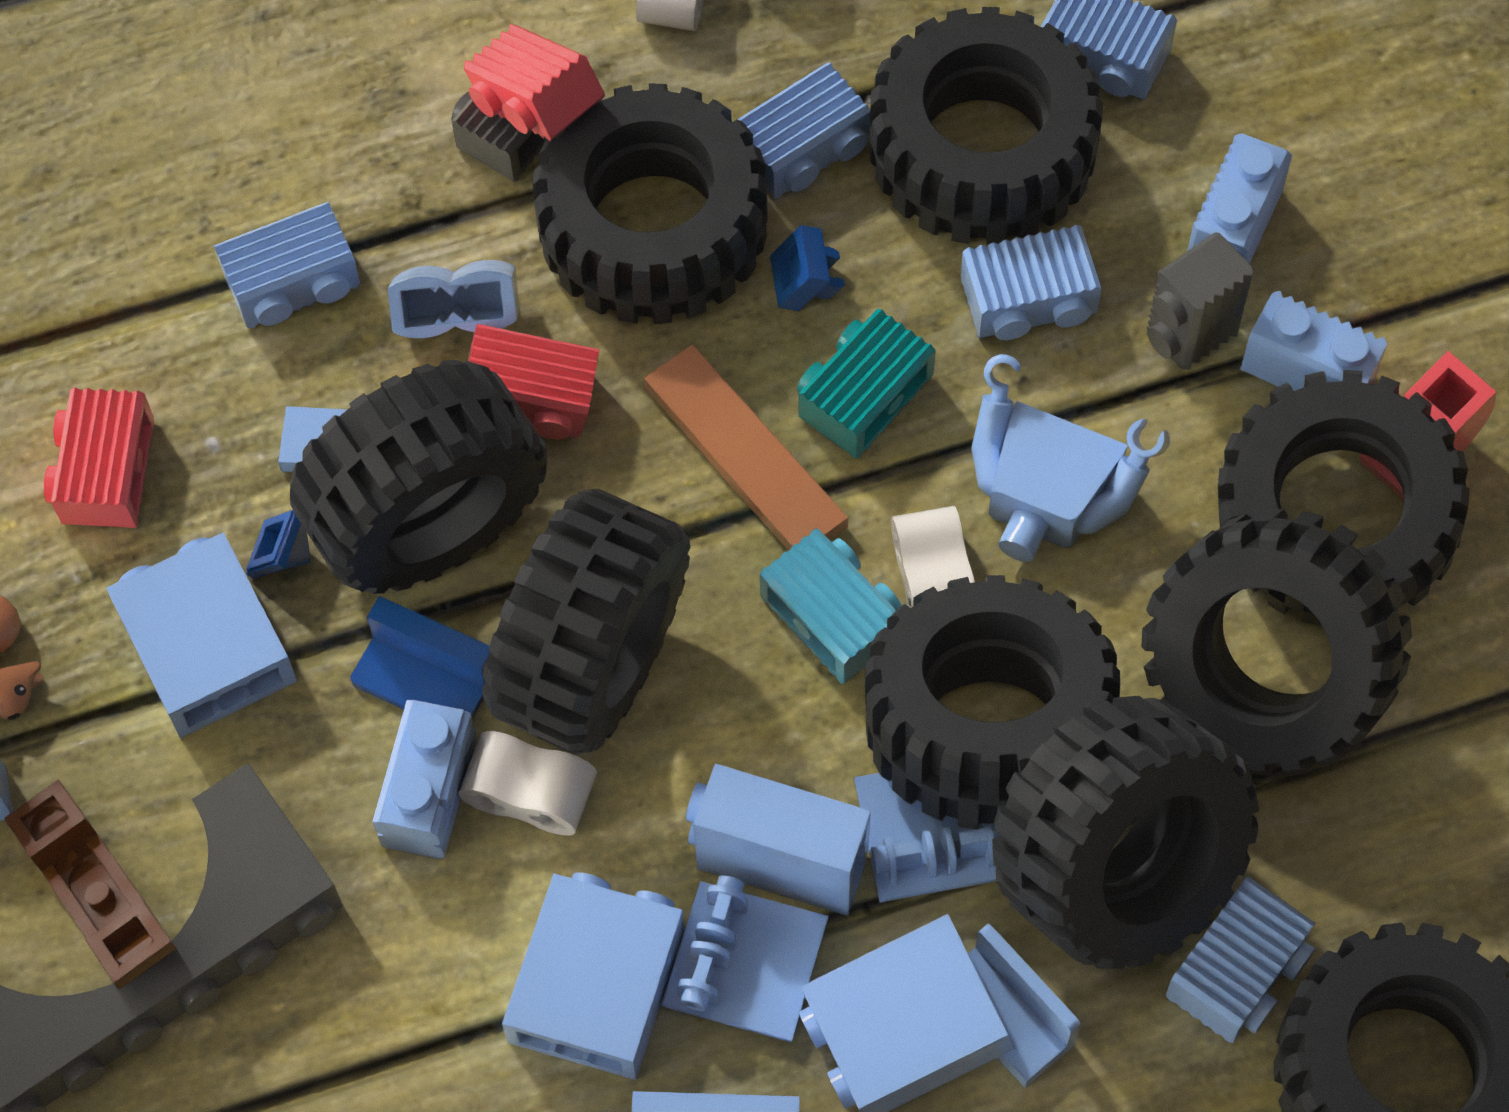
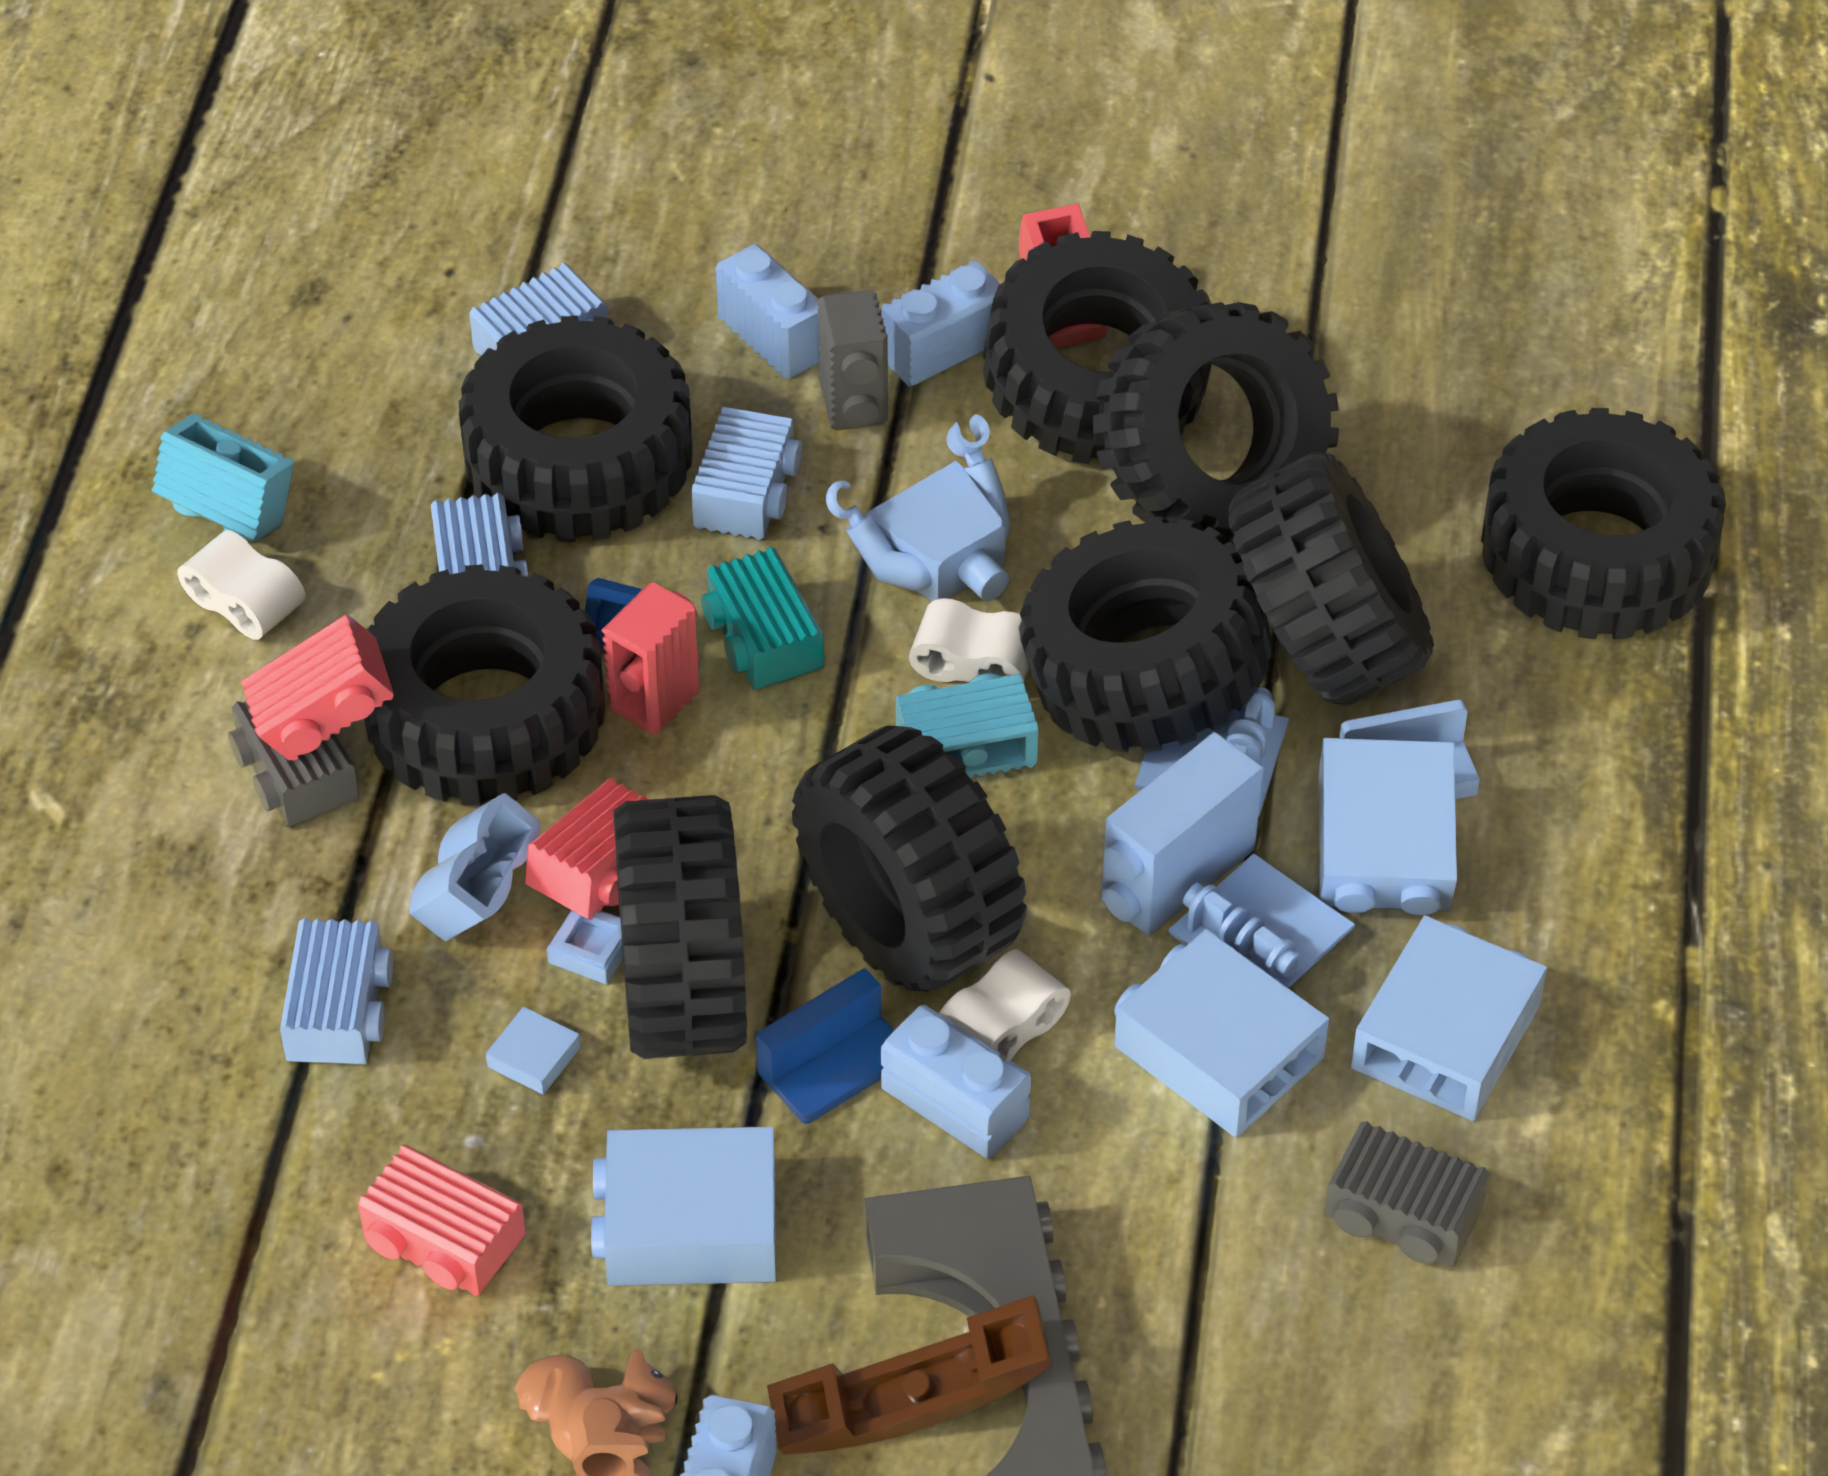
camera: 65 degrees left, 15 degrees down
(279, 546) = (628, 1105): blue slope -> none
(743, 449) = (759, 736): nougat tile -> none
(750, 315) = (652, 657): none -> coral brick
(1241, 960) = (1460, 598): light blue brick -> none

